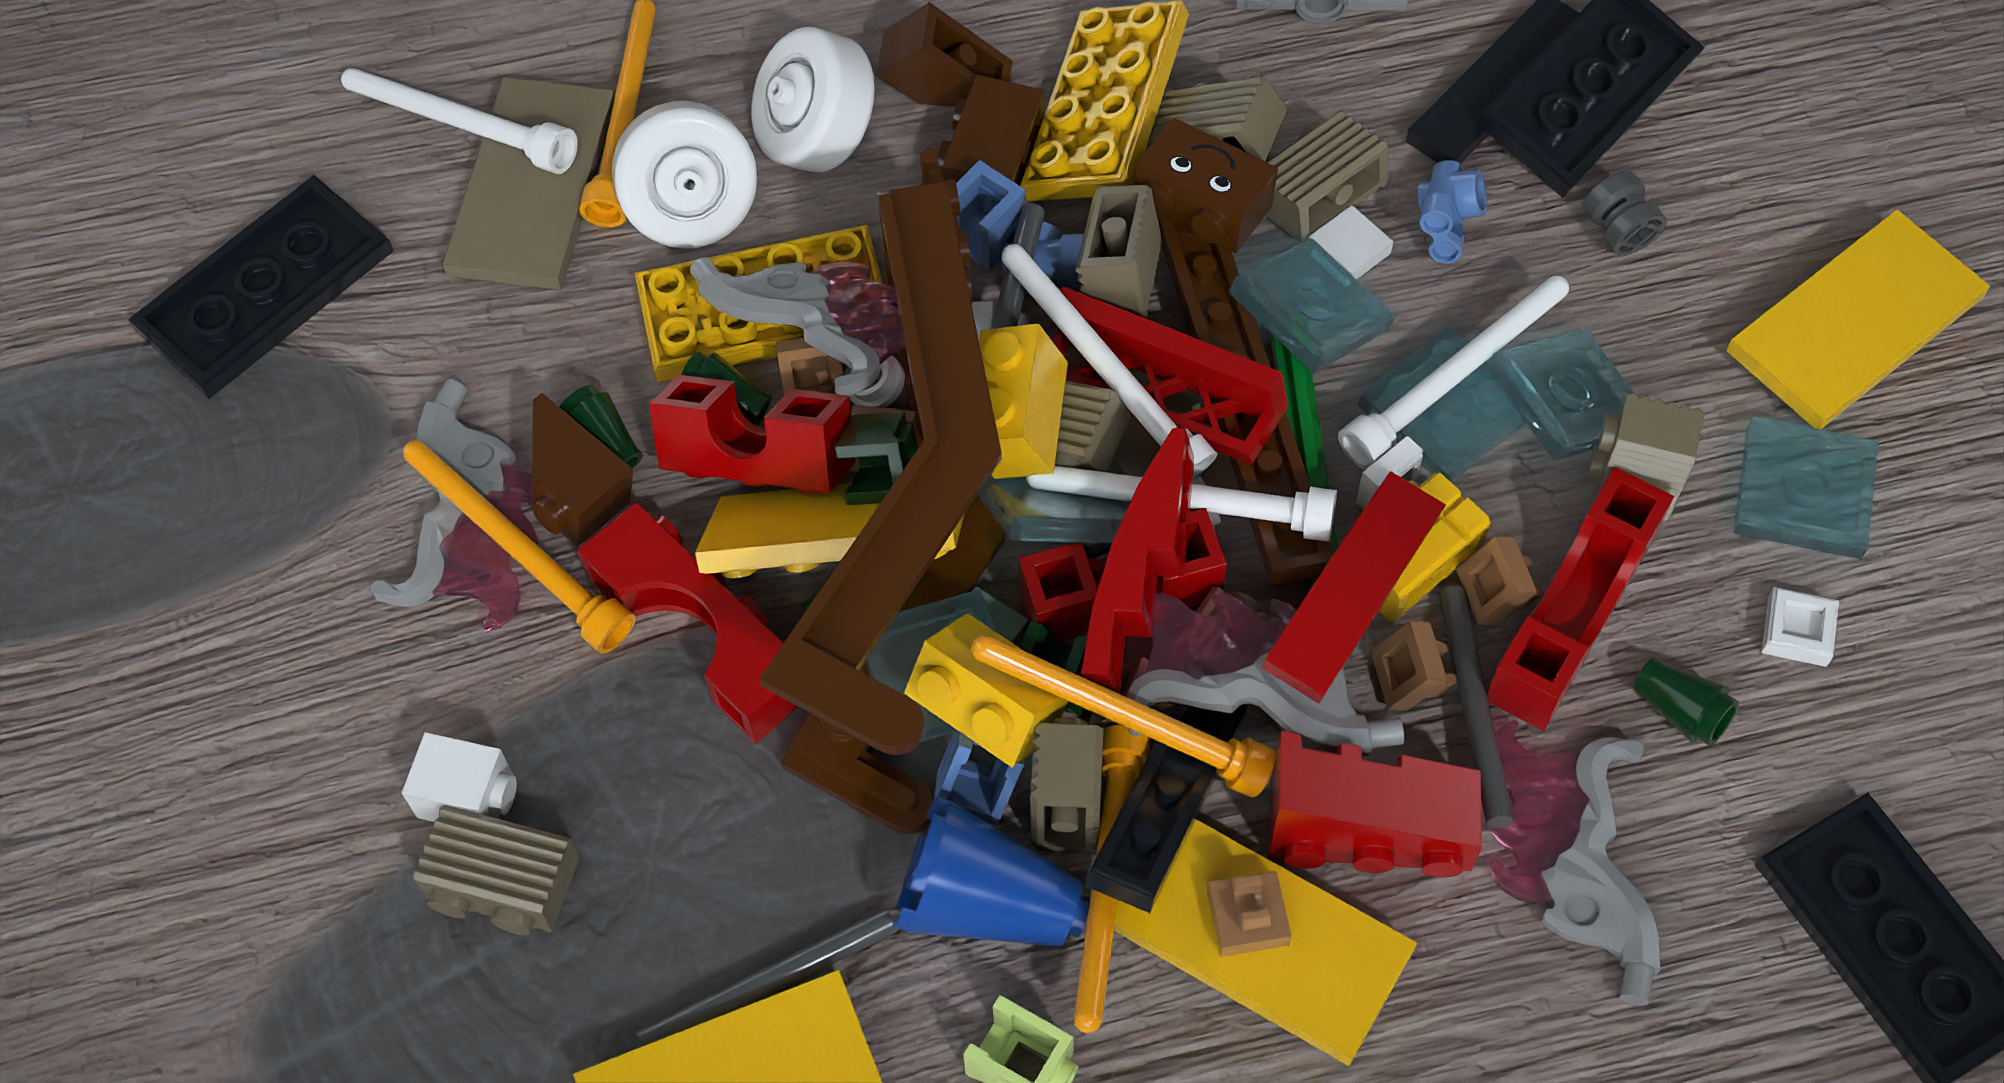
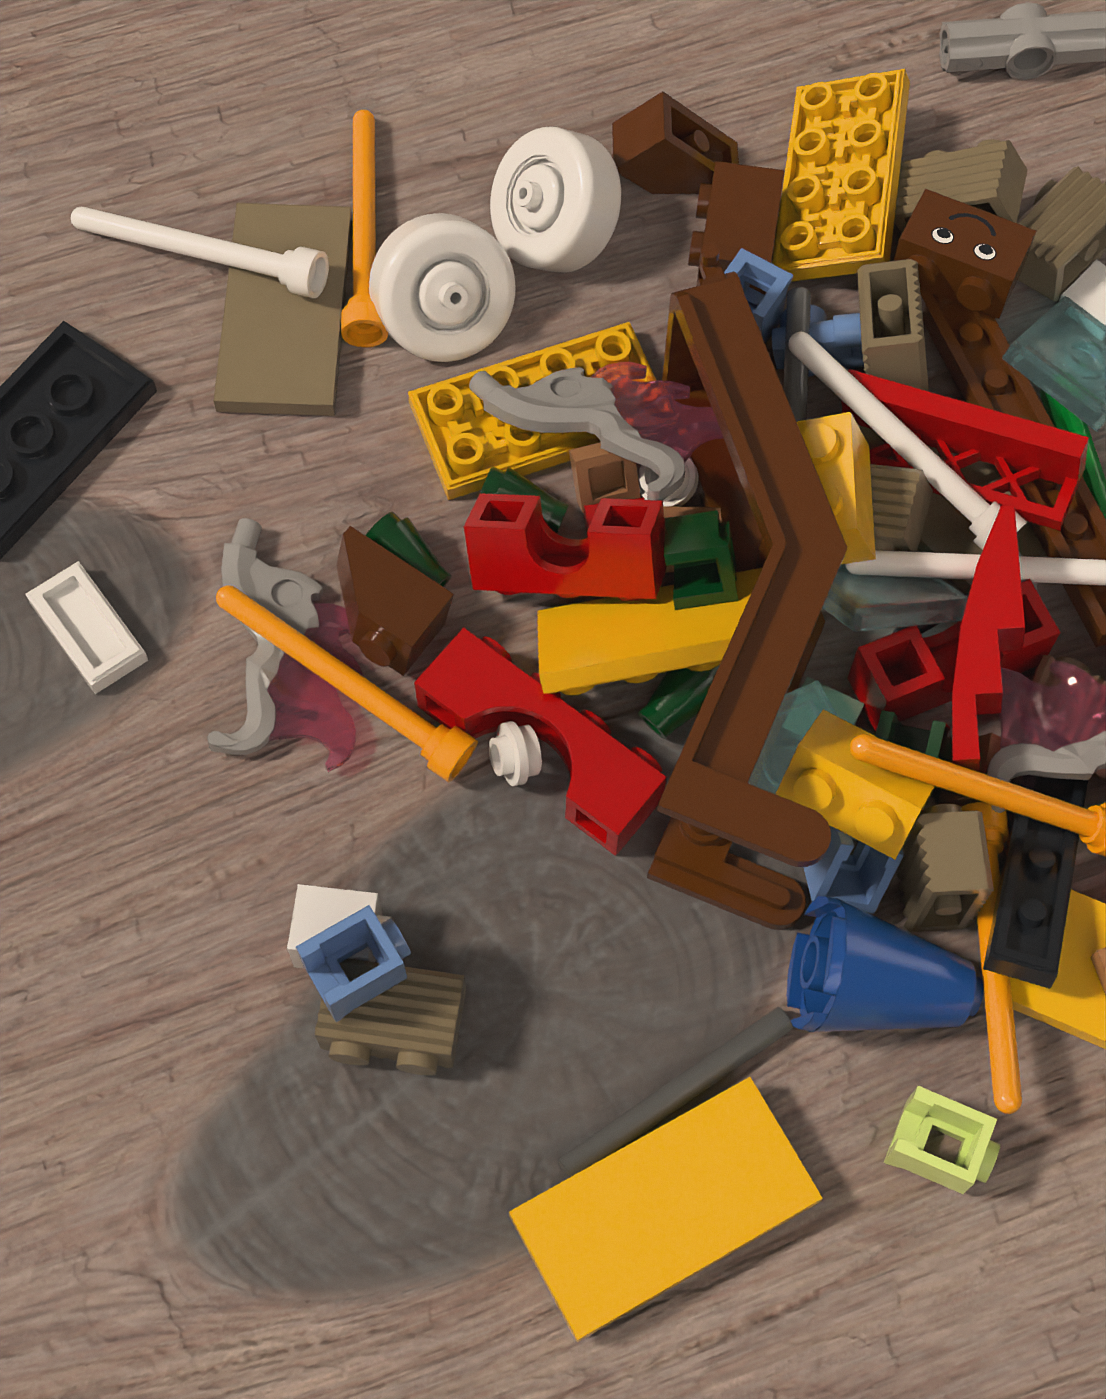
camera: 10 degrees left, 5 degrees up
(279, 470) = (87, 627): none -> white tile
(448, 789) = (344, 939): none -> medium blue window
(669, 631) = (515, 753): none -> white plate

